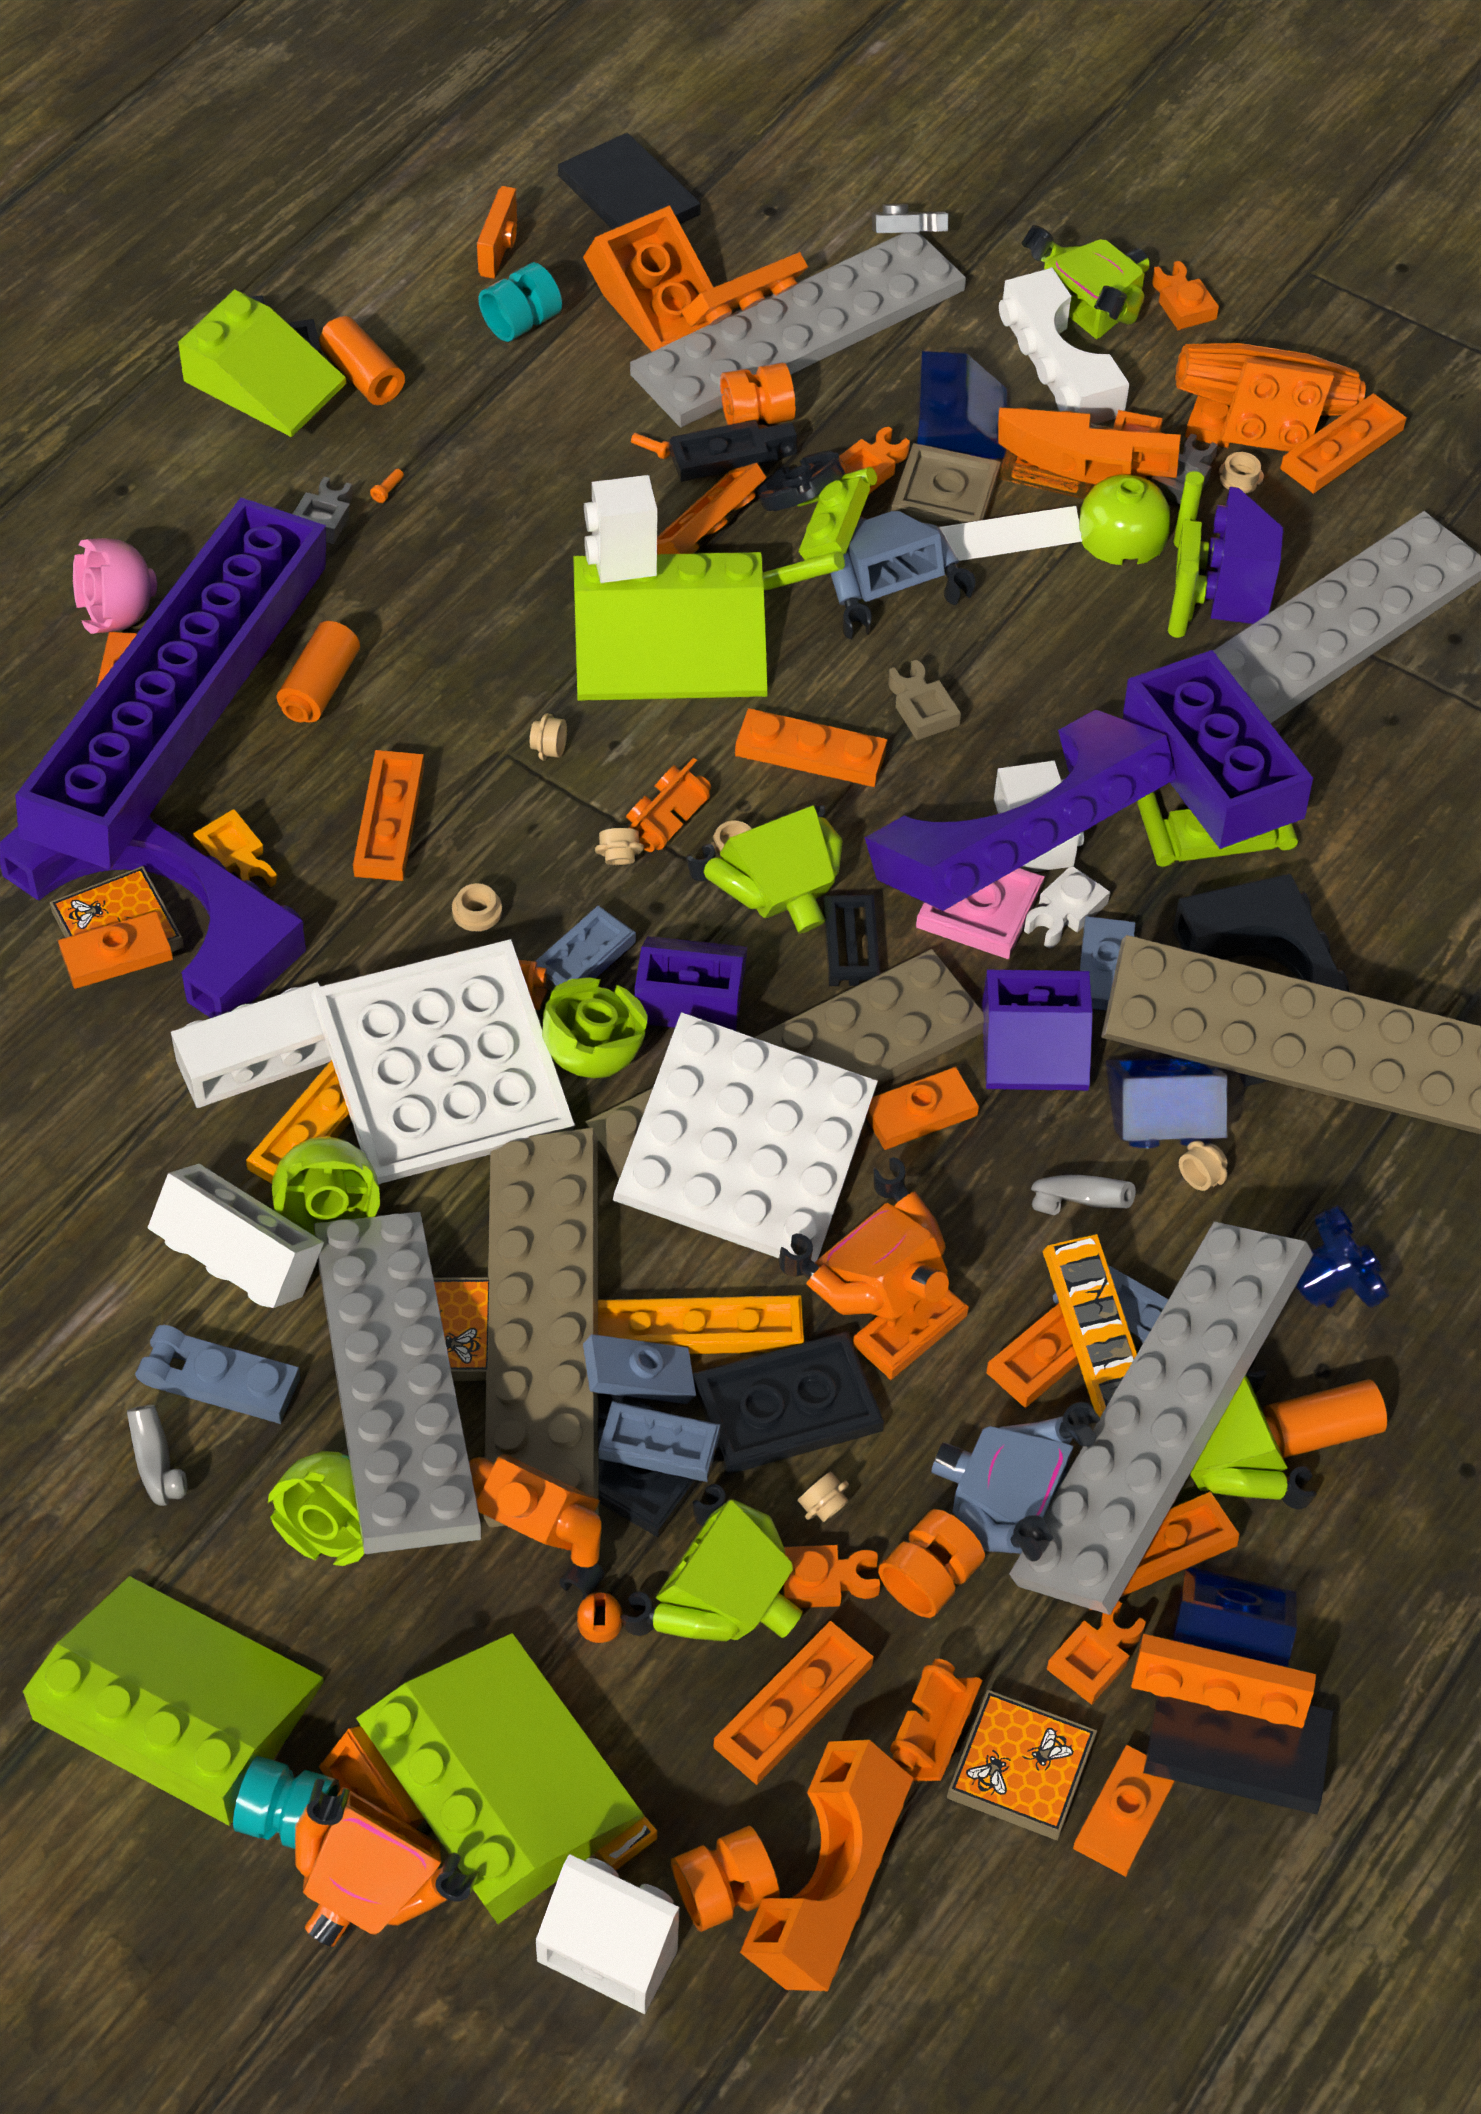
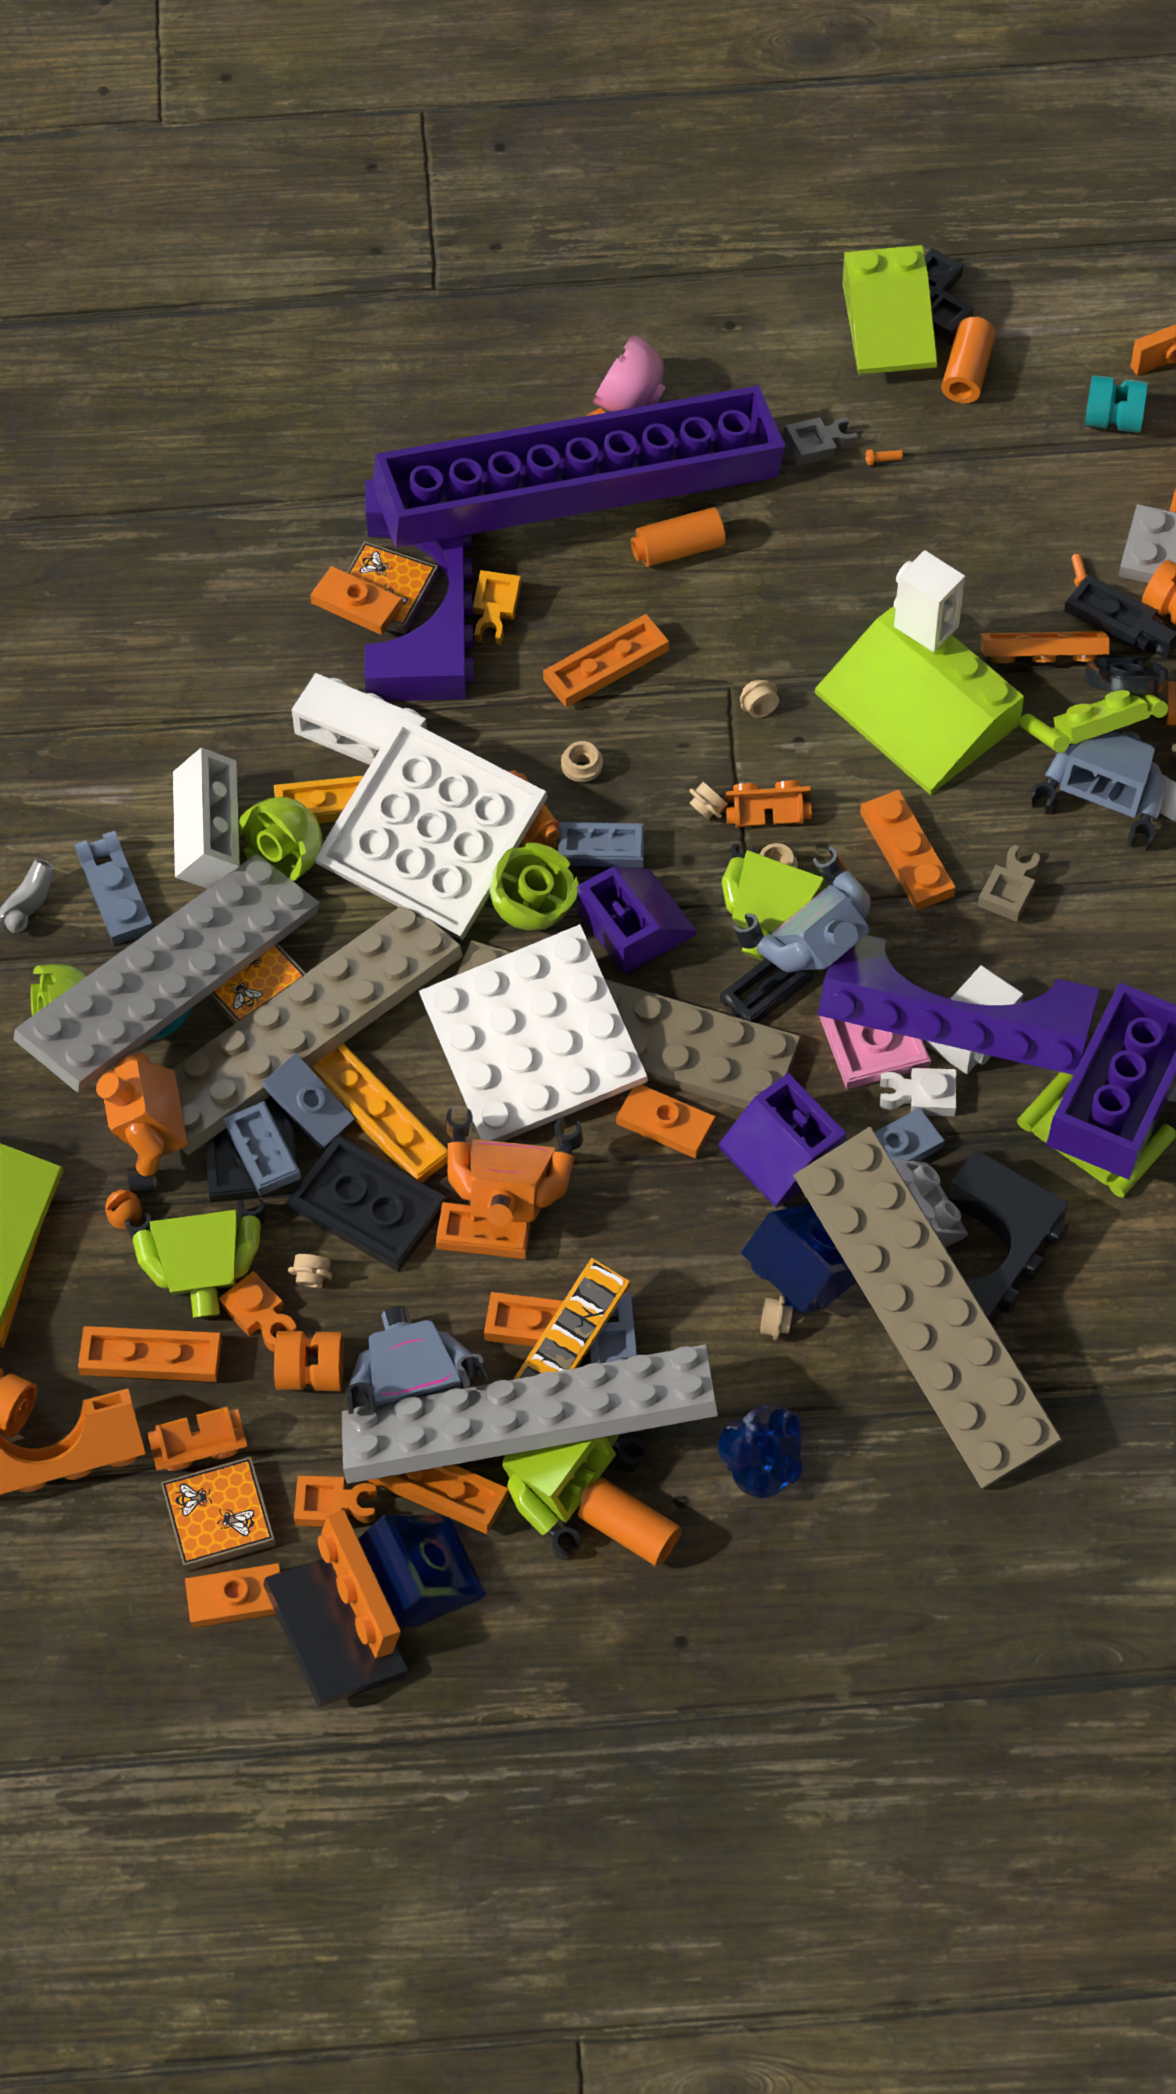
camera: 55 degrees right, 5 degrees up
(864, 842) = (819, 929): none -> sand blue torso
(1081, 1189) = (683, 1256): light grey arm -> none

